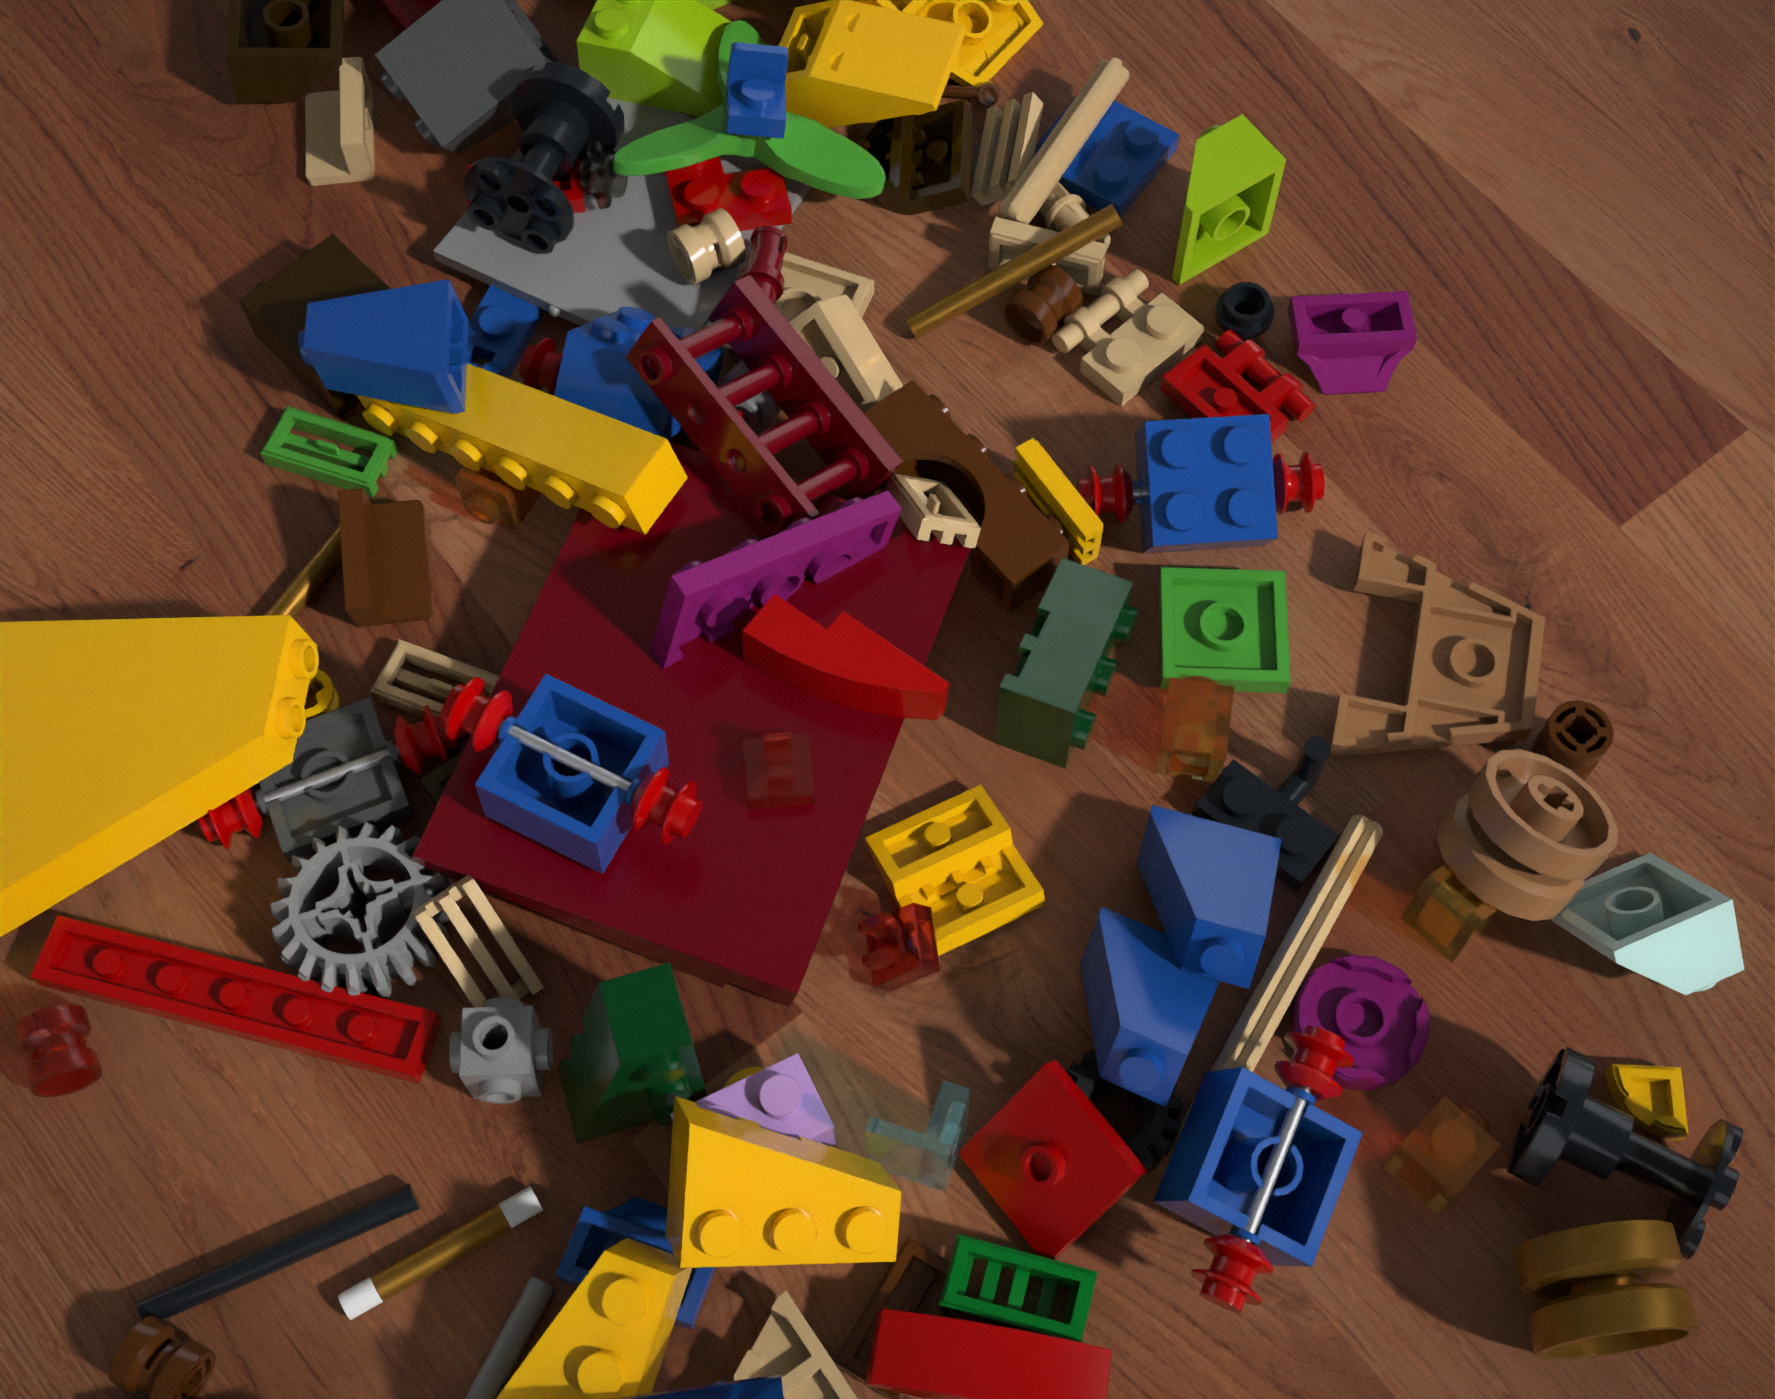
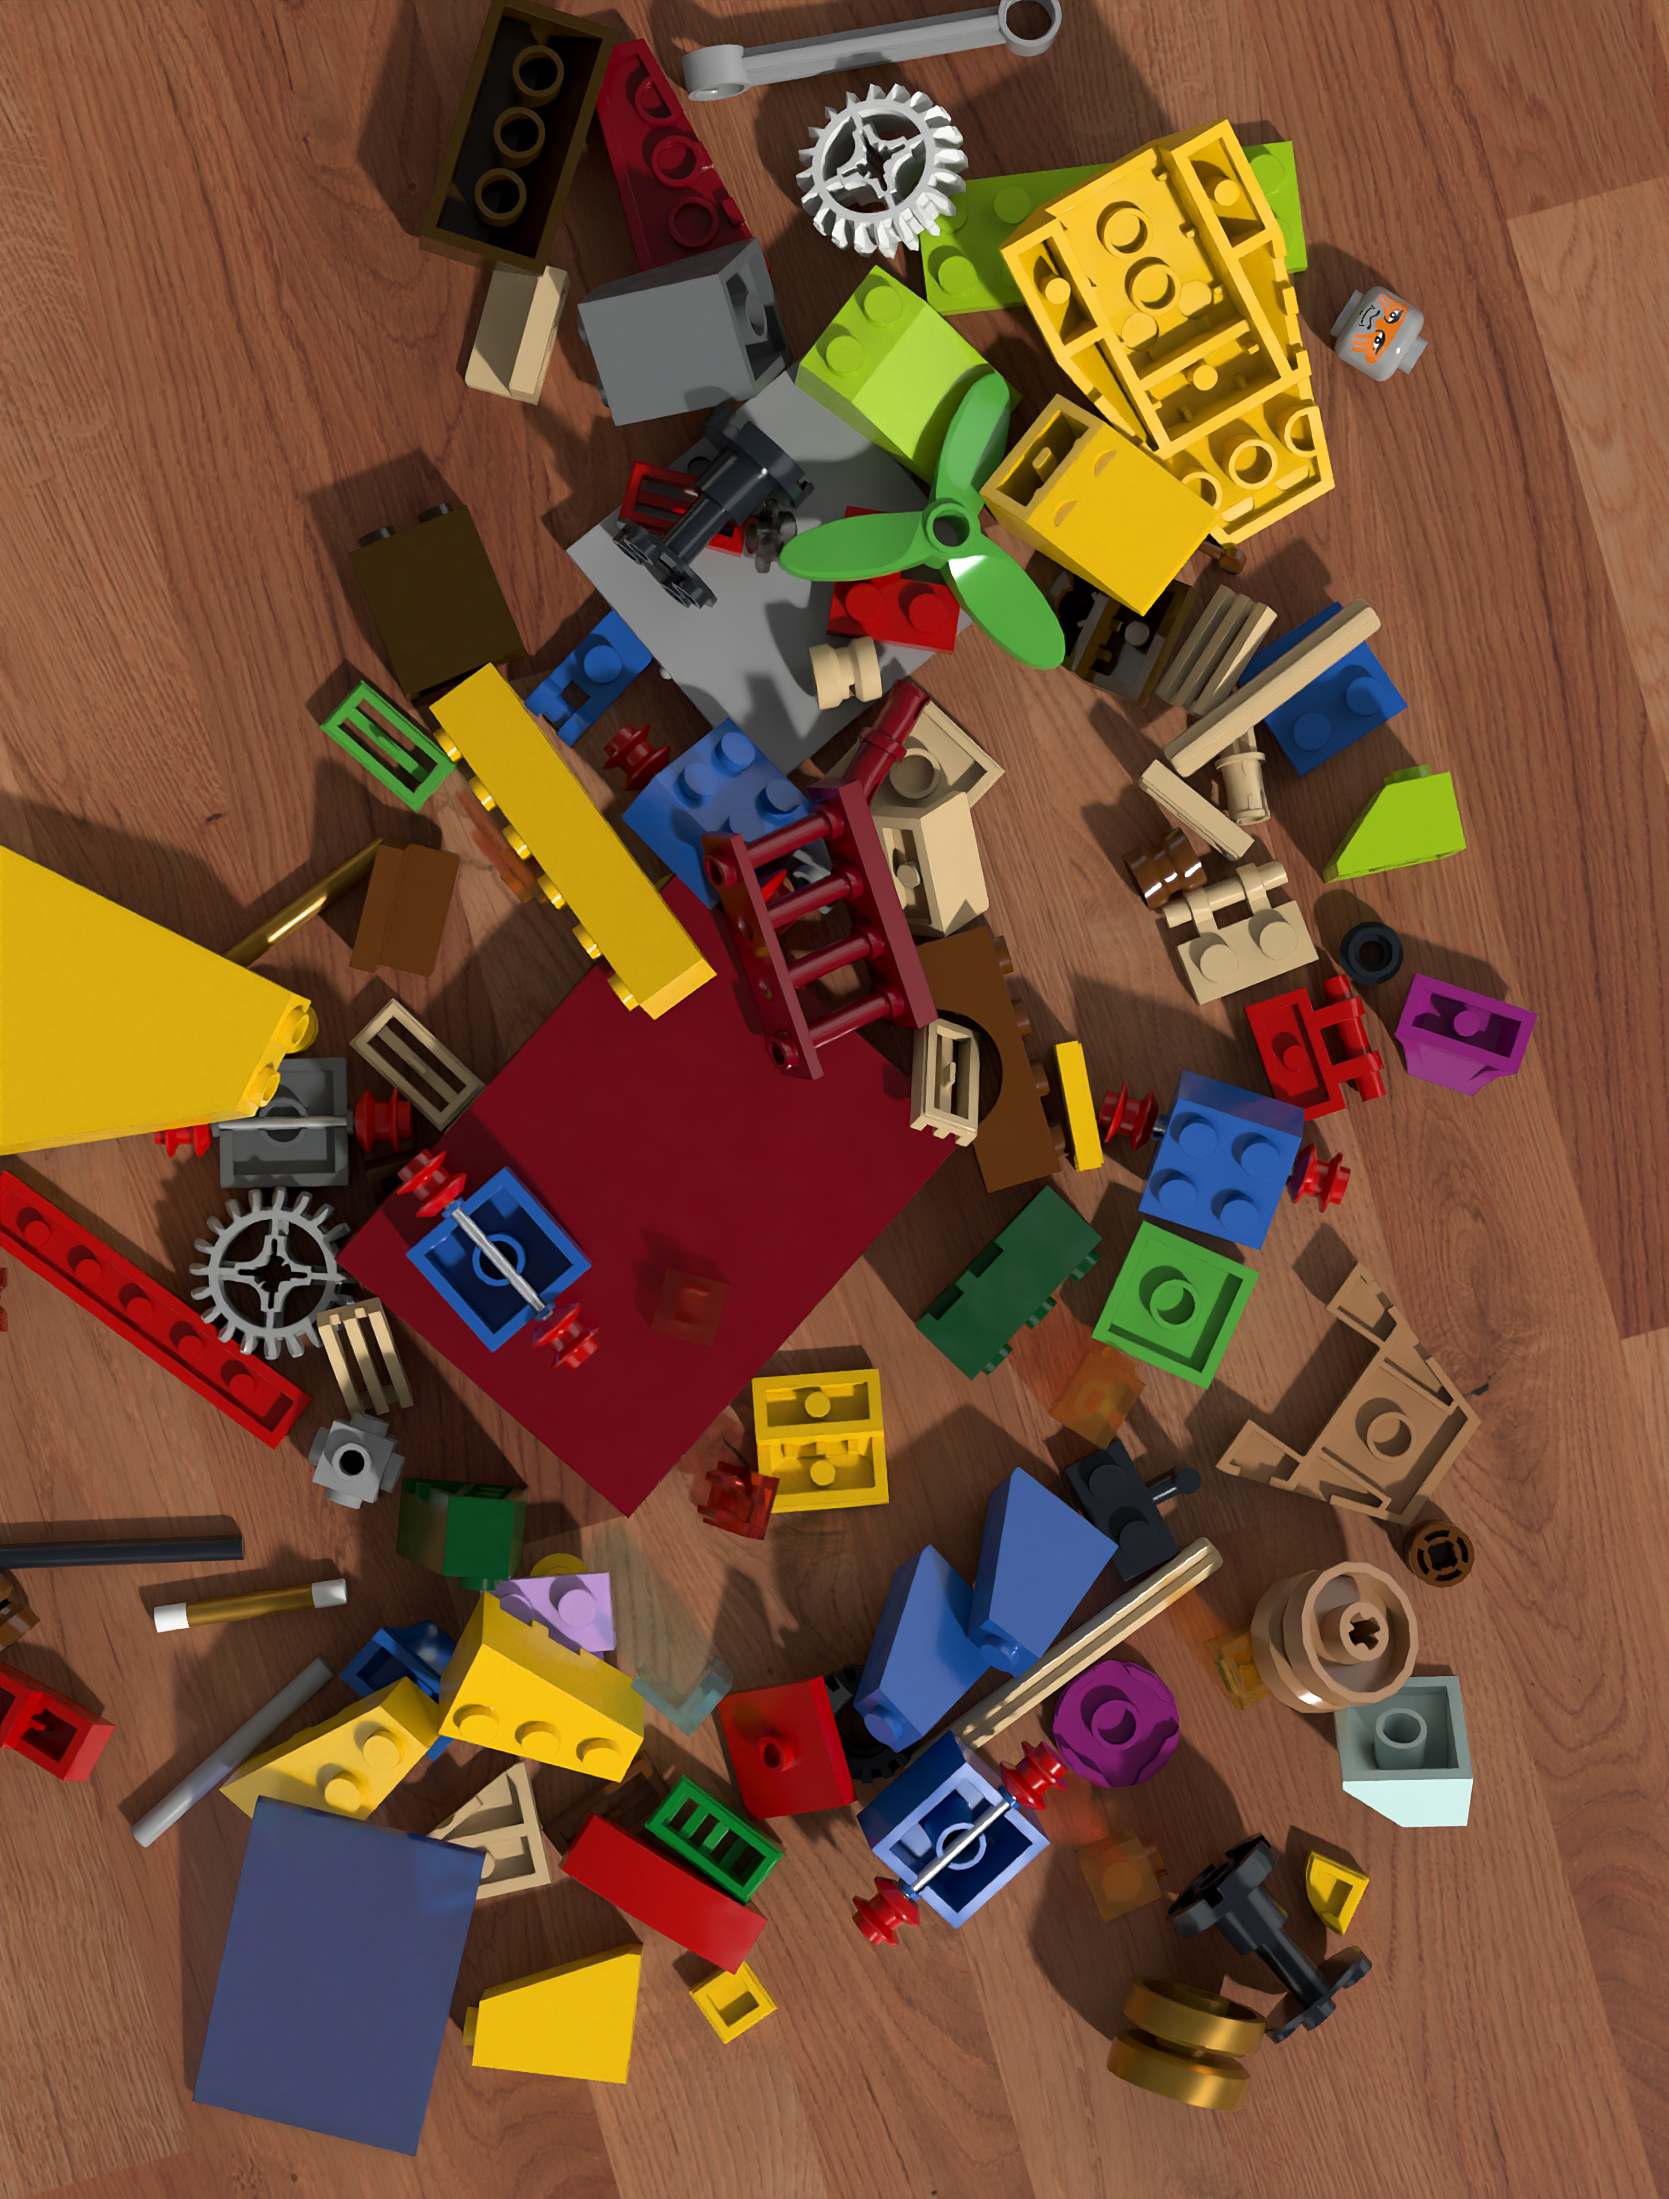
camera: 25 degrees right, 25 degrees up
(392, 345) = (482, 706): blue slope -> none
(715, 593) = (740, 1117): magenta wing -> none
(756, 90) = (959, 528): blue bracket -> none
(841, 663) = (784, 1229): red slope -> none
(1014, 271) = (1147, 831): pearl gold bar -> none

